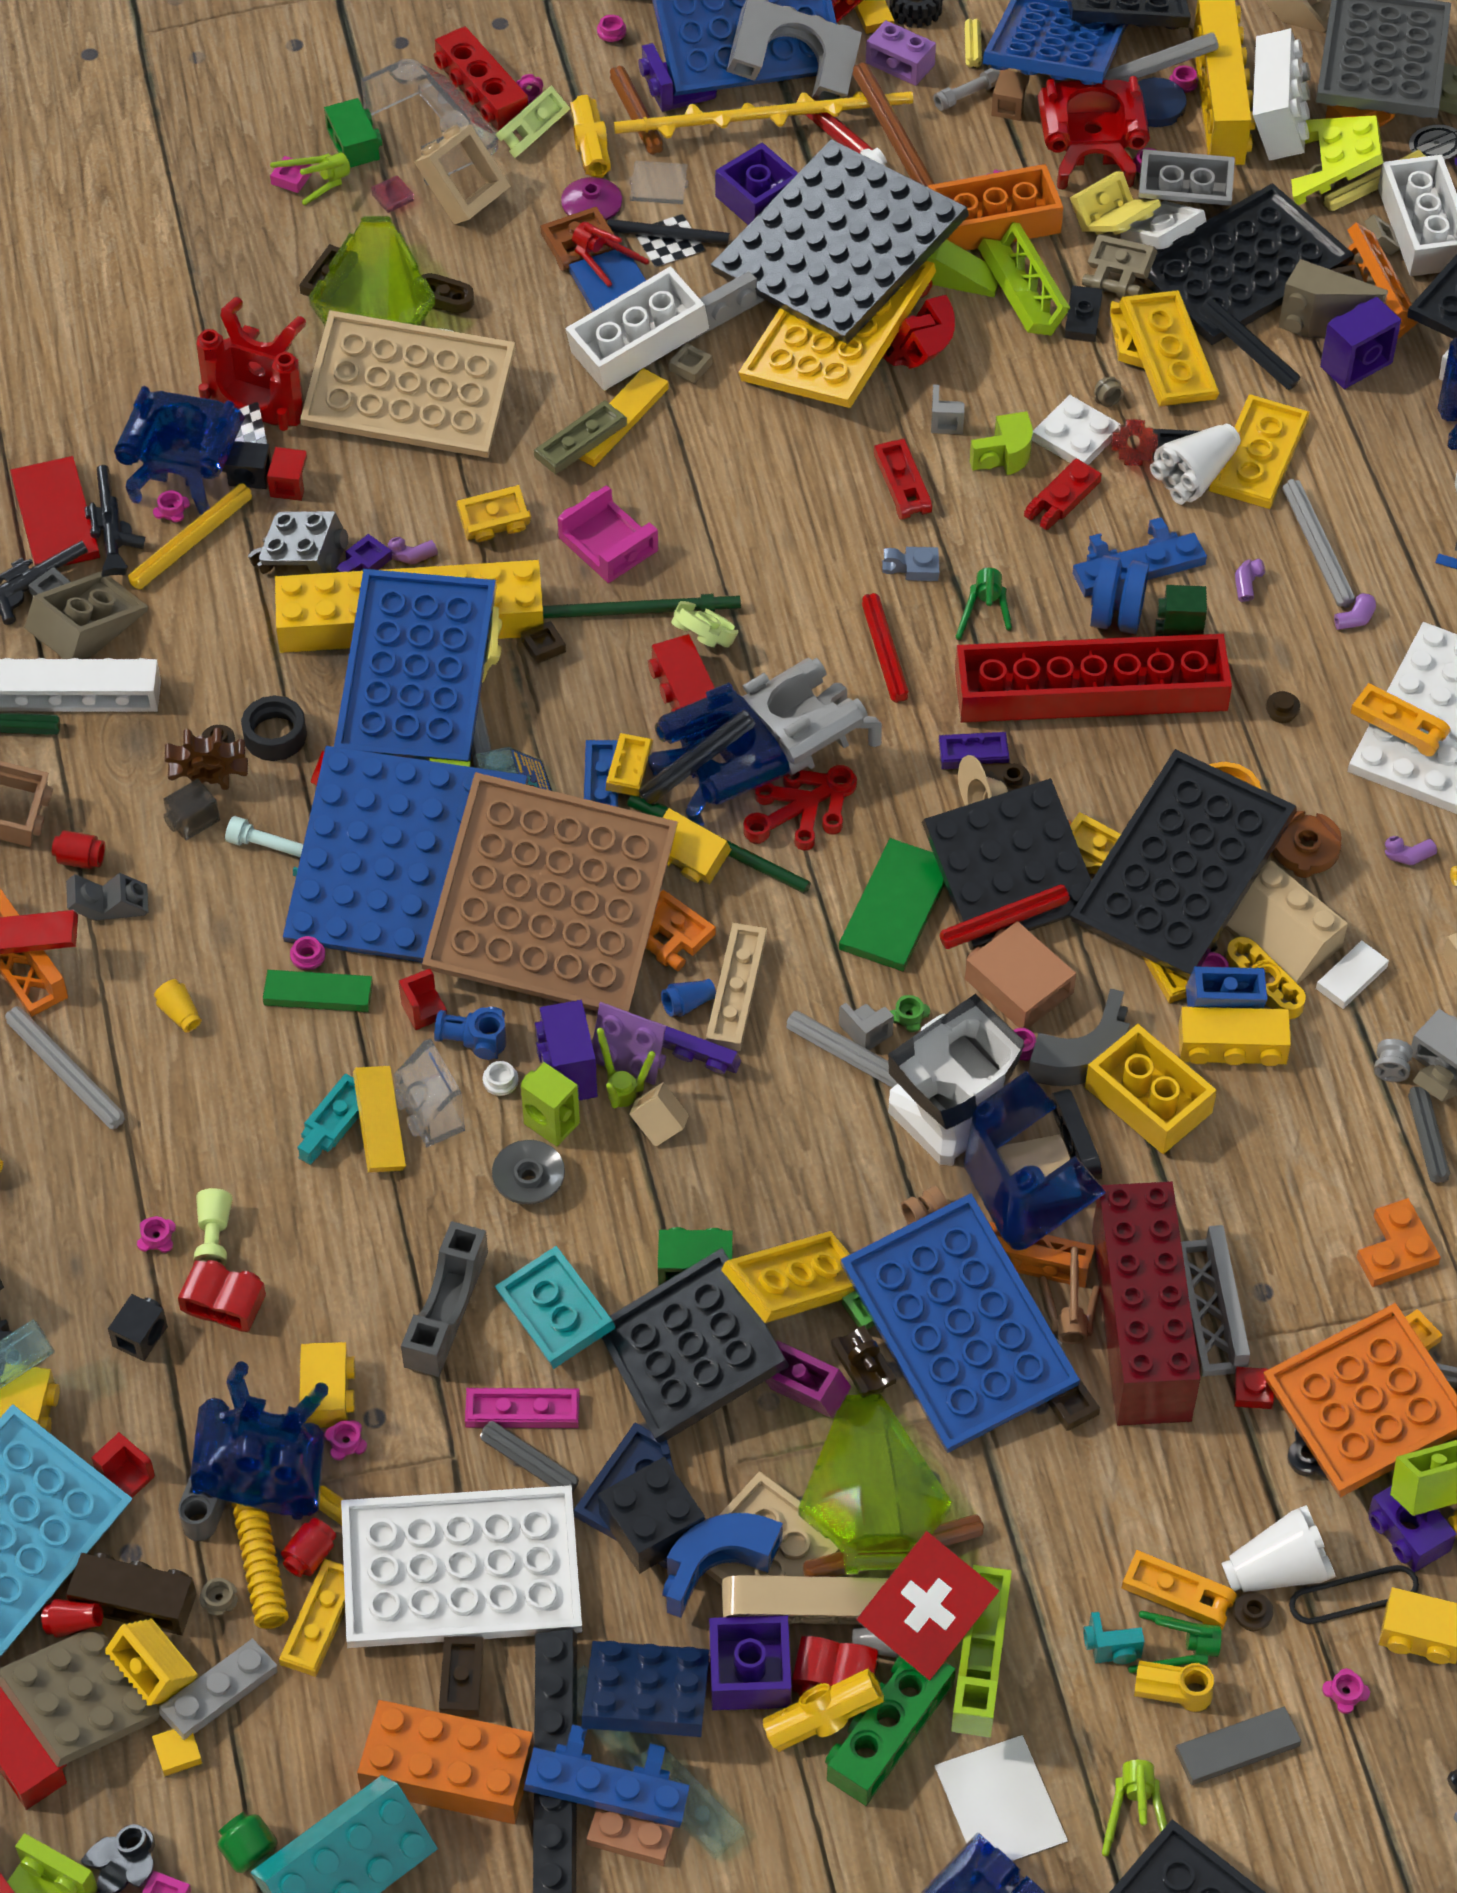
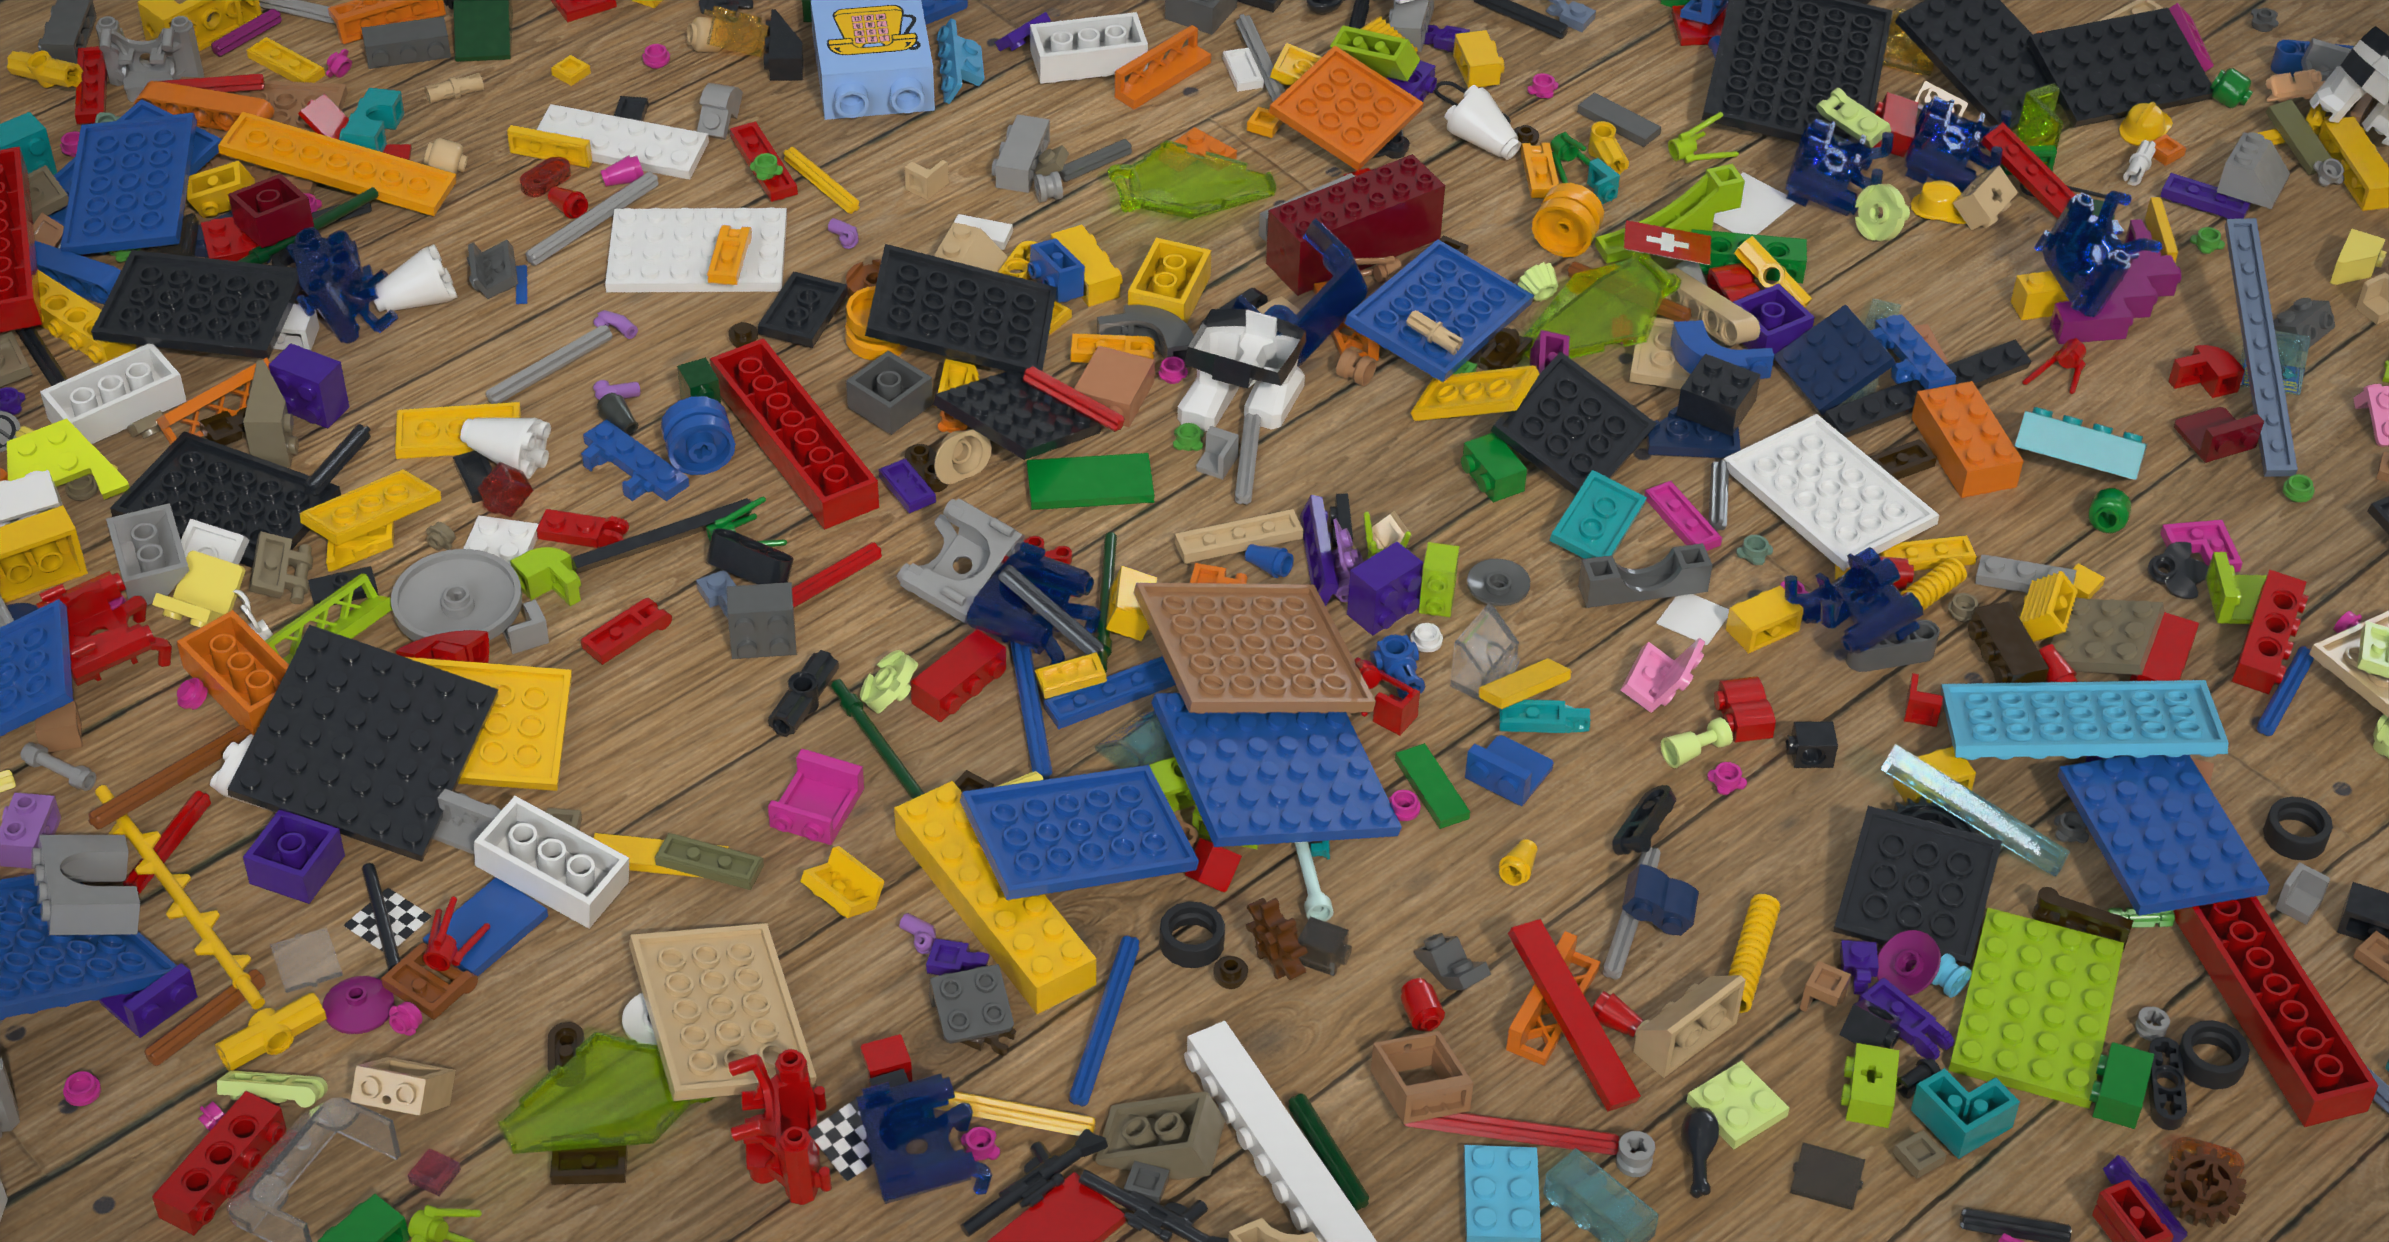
camera: 120 degrees left, 10 degrees down
(46, 1078) = (1660, 900): none -> dark blue brick
(150, 1128) = (1644, 821): none -> black plate
(234, 636) = (1104, 1021): none -> blue axle
(287, 1051) = (1507, 768): none -> blue bracket
(310, 1238) = (1657, 676): none -> bright pink bracket
(378, 1339) = (1694, 617): none -> white sticker
(425, 1435) = (1755, 549): none -> sand green plate
(475, 994) = (1373, 676): none -> red plant
(548, 211) = (405, 1018): none -> dark pink plate
(594, 722) = (1031, 710): none -> blue axle
(692, 1078) = (1341, 512): none -> black plate
(737, 568) = (803, 693): none -> black piece
(834, 556) = (761, 620): none -> dark grey brick
(899, 1268) = (1434, 332): none -> tan axle
(946, 579) = (748, 558): none -> black beam
(964, 1464) = (1539, 281): none -> yellowish green piece
(1004, 366) = (456, 594): none -> light grey dish
(1009, 540) = (654, 538): none -> black tile
(1040, 1536) = (1568, 220): none -> light orange wheel
(1066, 230) = (259, 627): none -> white plate
(1084, 1000) = (1085, 345): none -> light orange plate
(1107, 774) = (889, 392): none -> dark grey brick
(1209, 566) = (617, 412): none -> pearl dark grey cone
(1294, 765) = (802, 309): none -> black plate
(1322, 1195) = (1188, 183): none -> clear neon green windscreen

